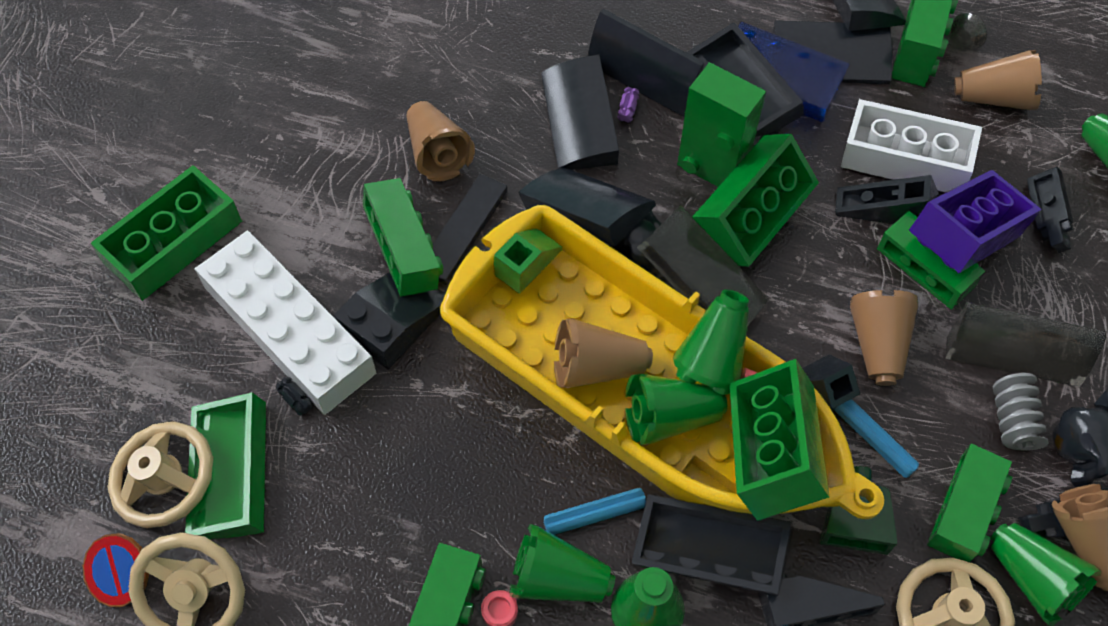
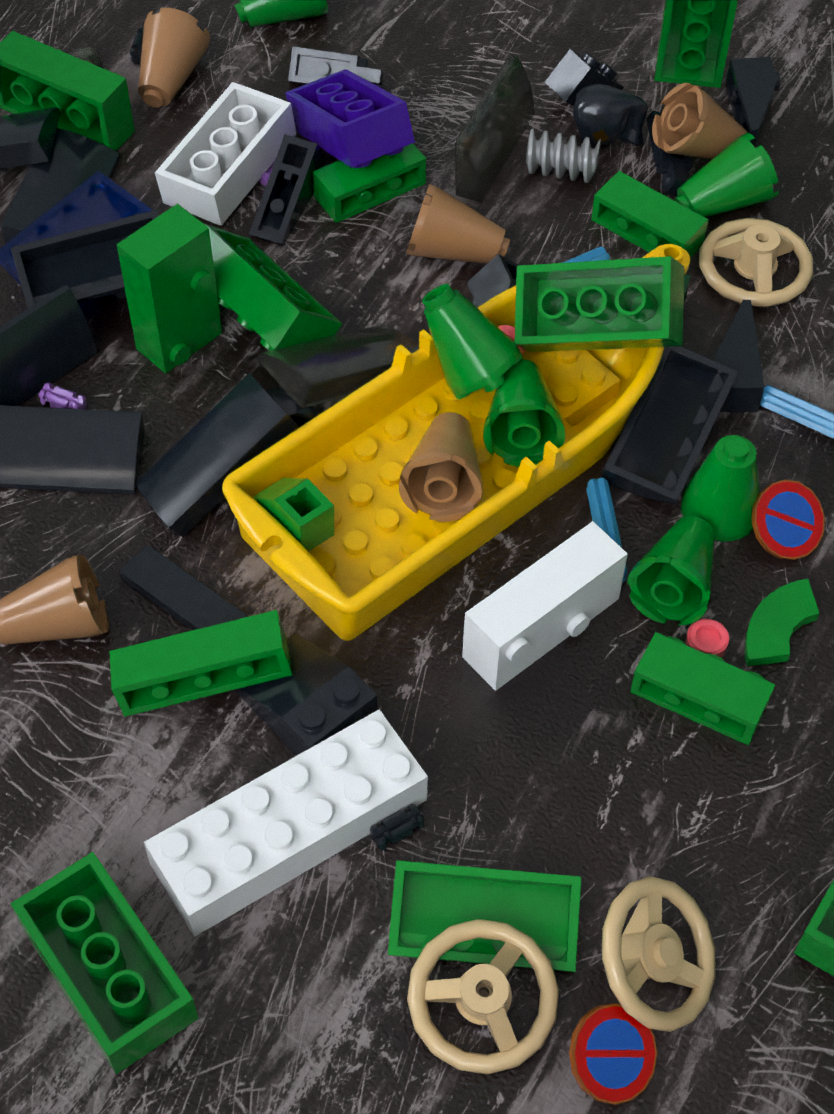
camera: 80 degrees left, 5 degrees down
(490, 462) = (543, 605): none -> white brick

